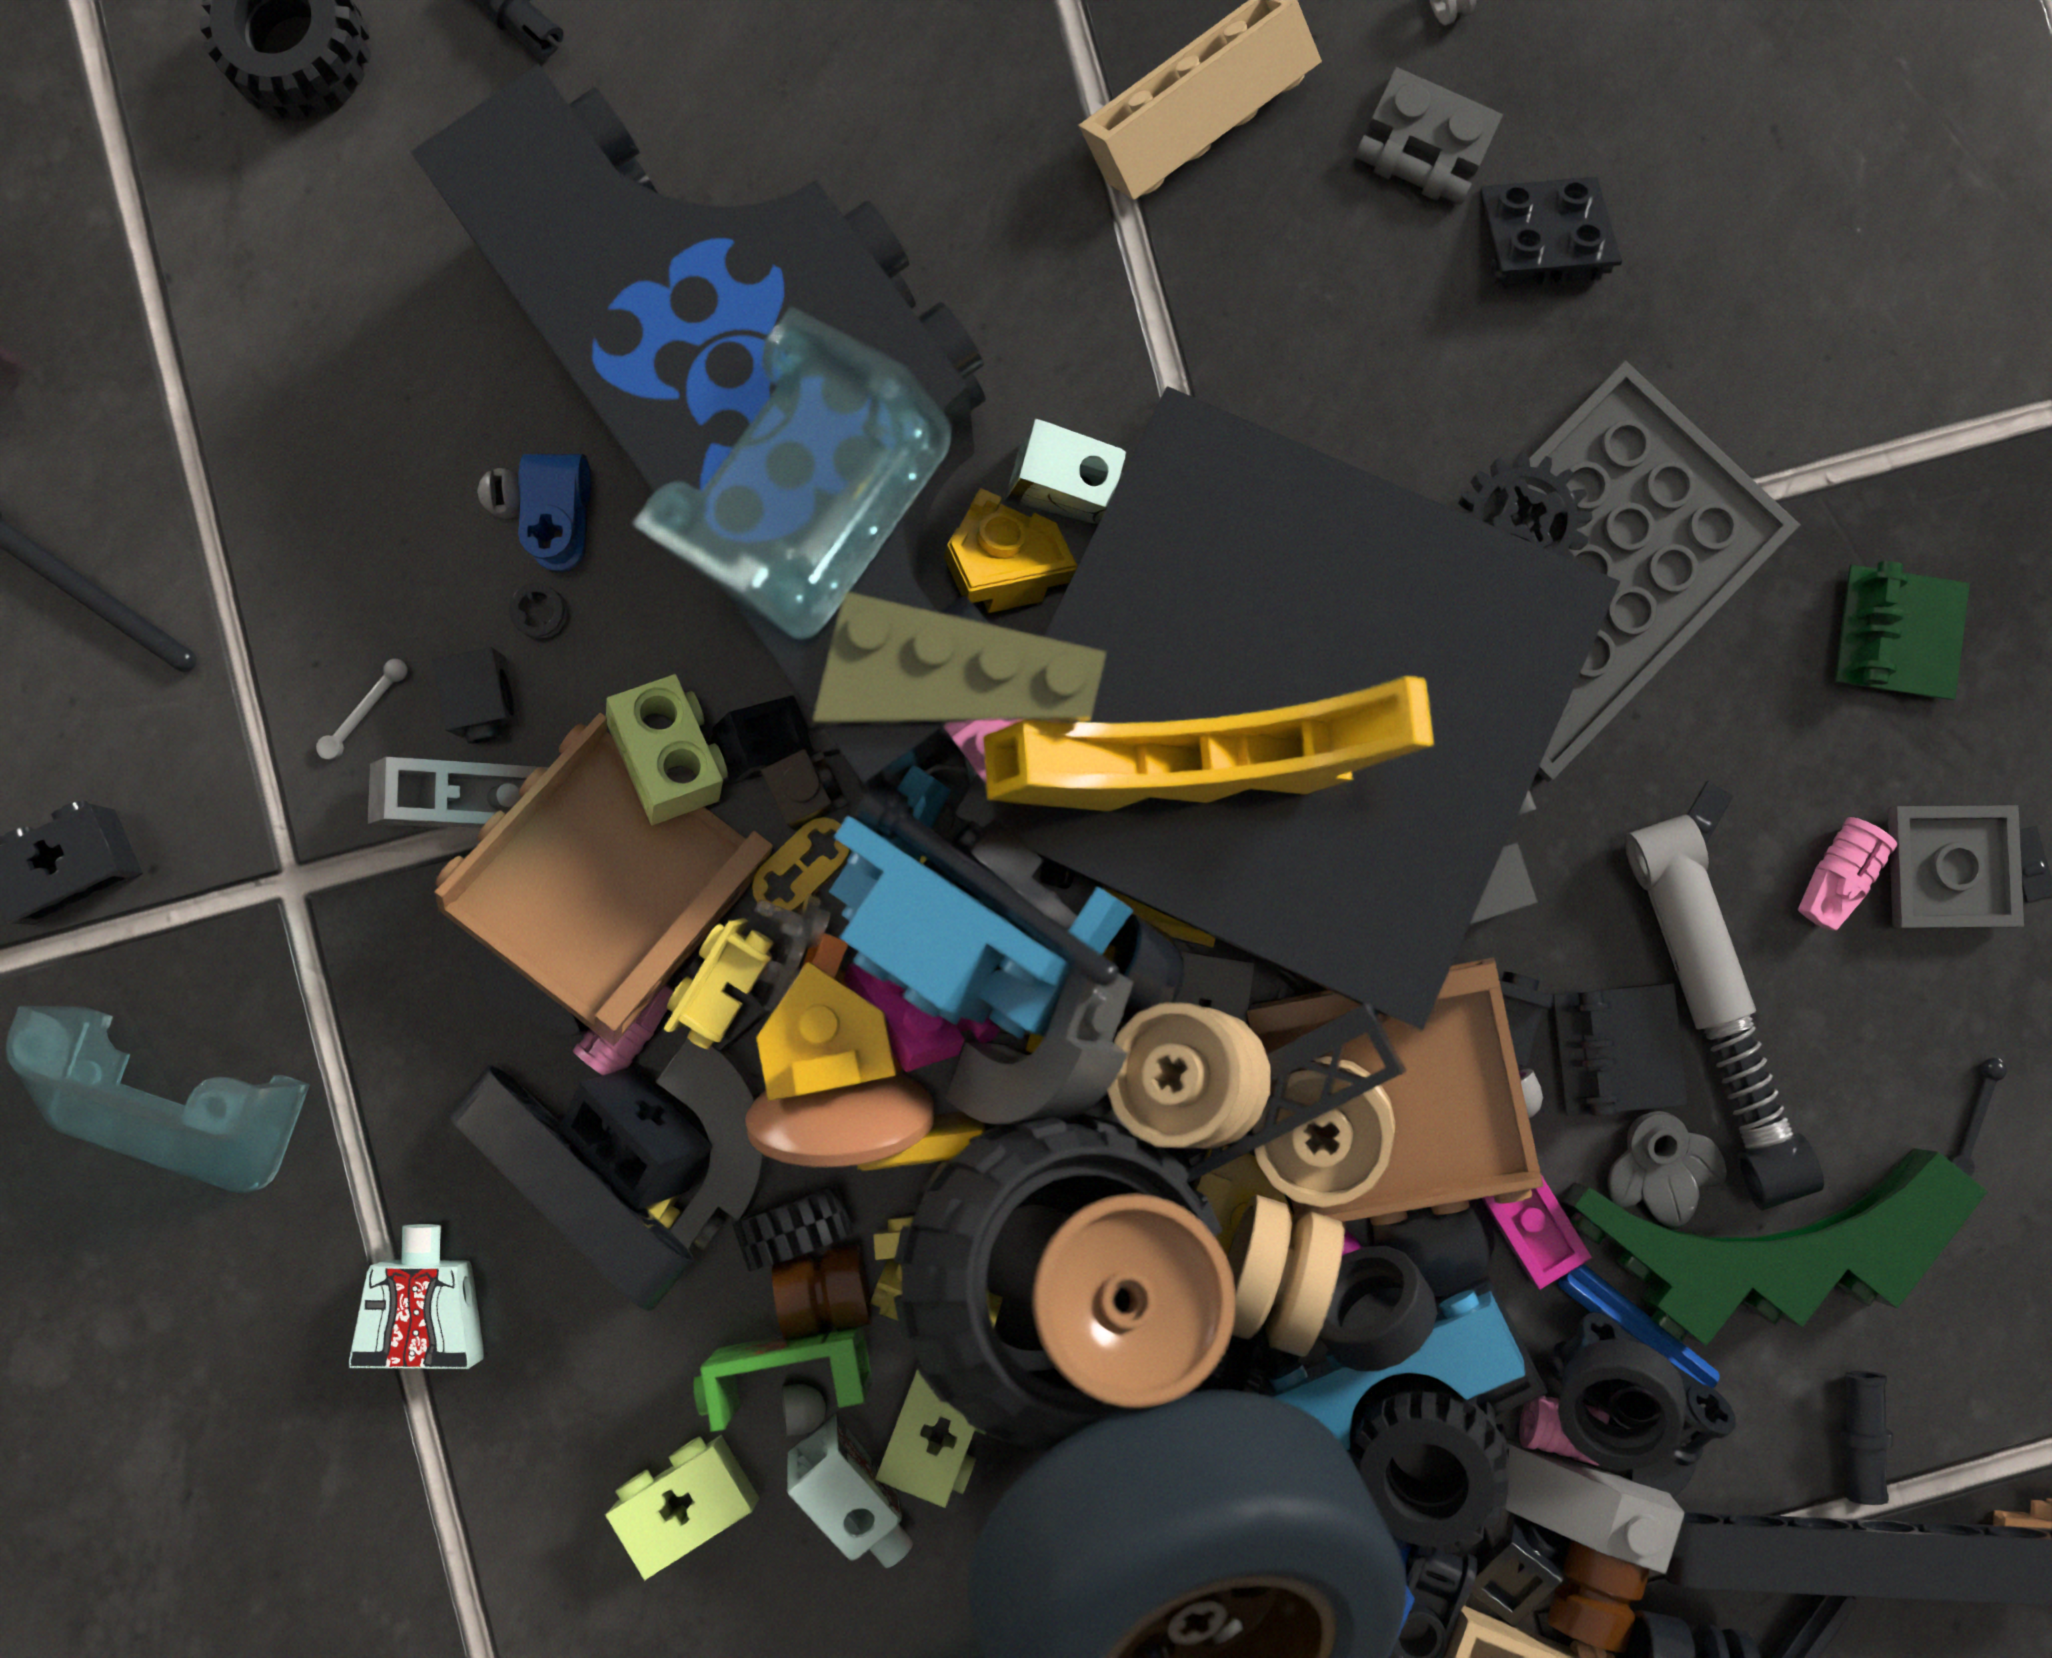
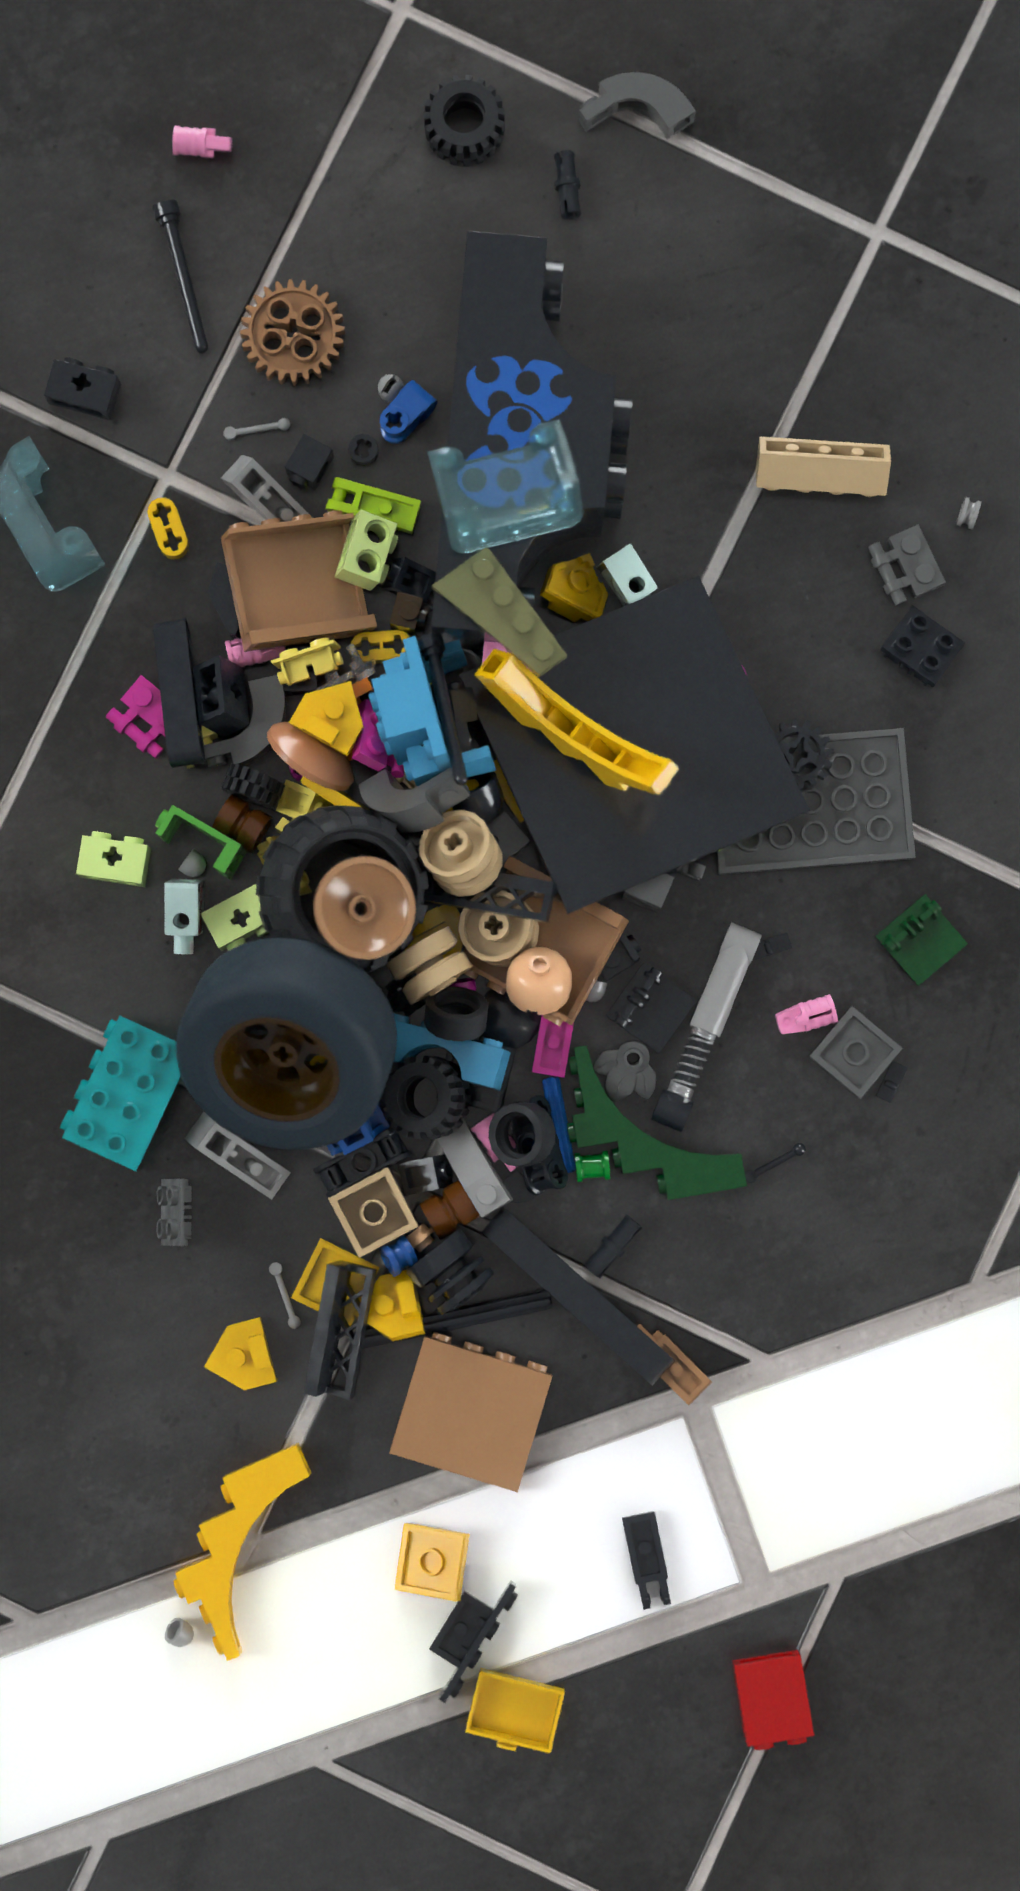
camera: 40 degrees right, 0 degrees up
(275, 483) = (300, 304): none -> medium nougat gear
(347, 969) = (161, 531): none -> yellow beam
(418, 1309) = (75, 691): torso -> none
(530, 1238) = (143, 701): none -> dark pink plate
(618, 668) = (379, 502): none -> lime plate
(880, 1193) = (299, 800): none -> light yellow bracket
(1452, 1159) = (539, 980): none -> light nougat cylinder
(1739, 1348) = (592, 1166): none -> green bush

